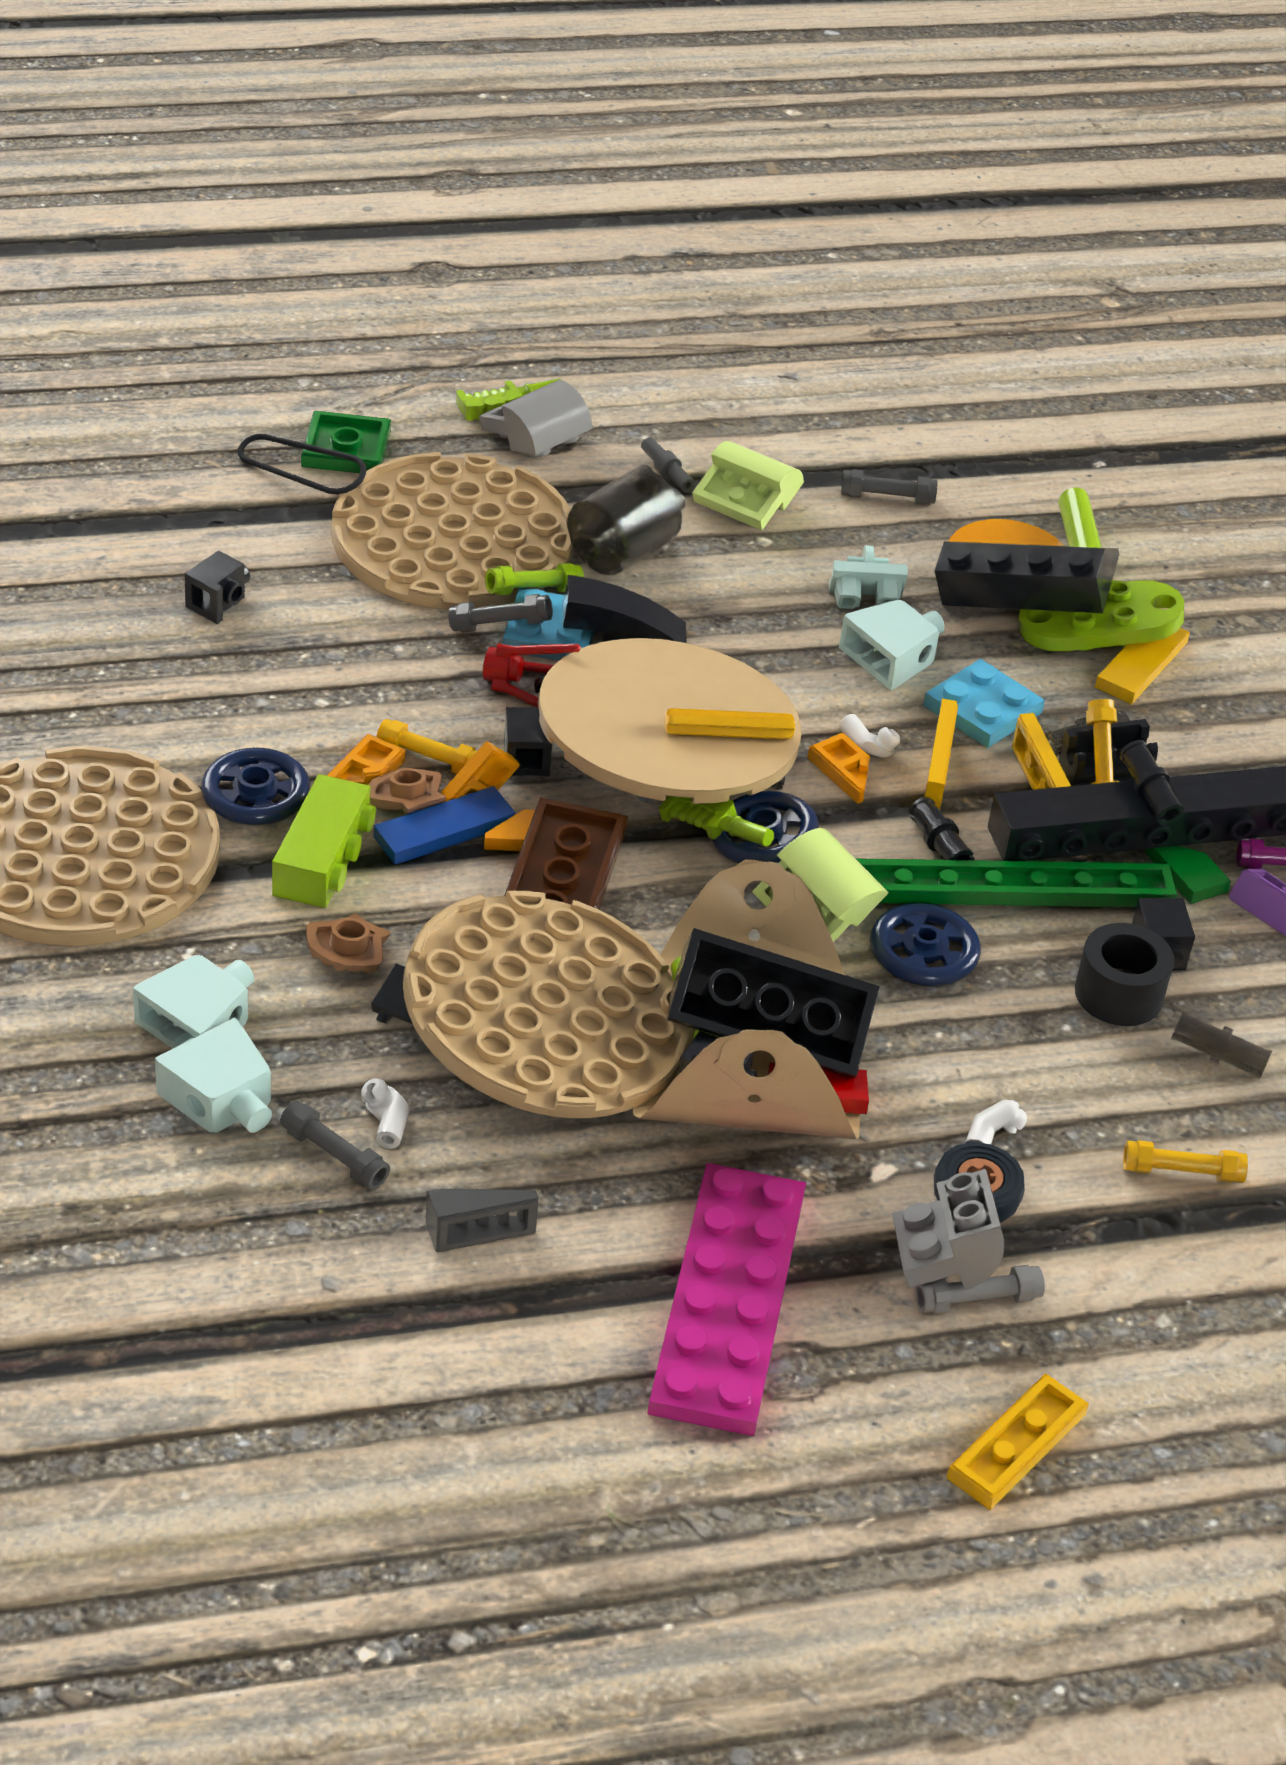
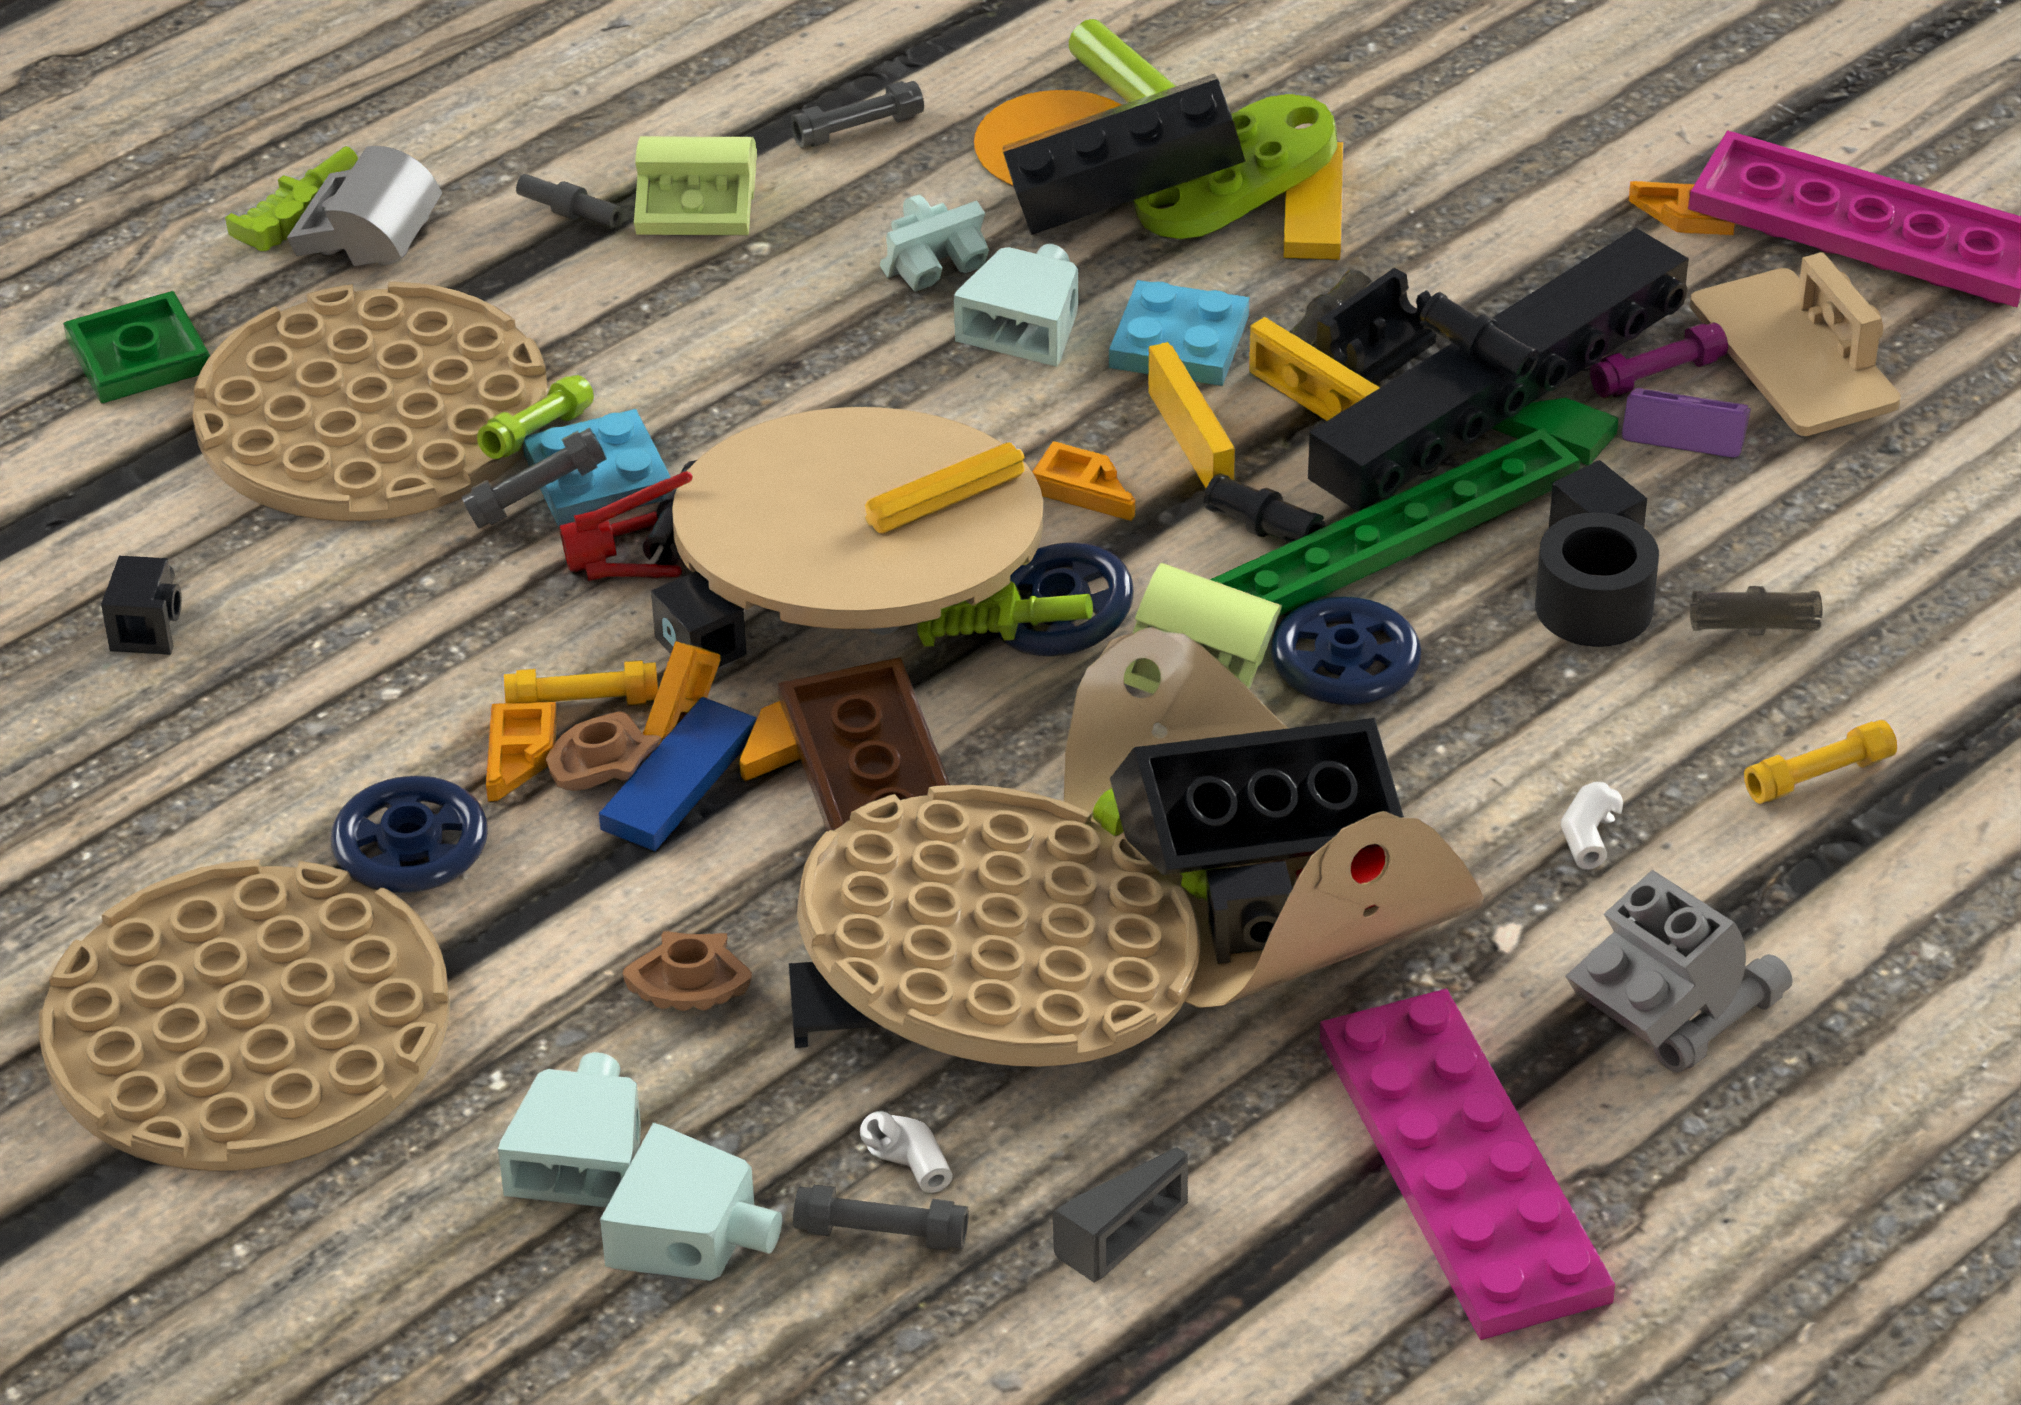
camera: 25 degrees left, 0 degrees up
(322, 841) = (558, 861): lime brick -> none
(355, 484) = (105, 372): black piece -> none
(617, 612) = (676, 415): black slope -> none
(625, 520) = (596, 293): clear smoke cylinder -> none
(878, 745) = (1103, 439): white arm -> none
(1002, 1169) = (1605, 875): black bush -> none
(1017, 1441) = (1891, 1159): yellow tile -> none
(1101, 716) = (1353, 285): yellow bar -> none

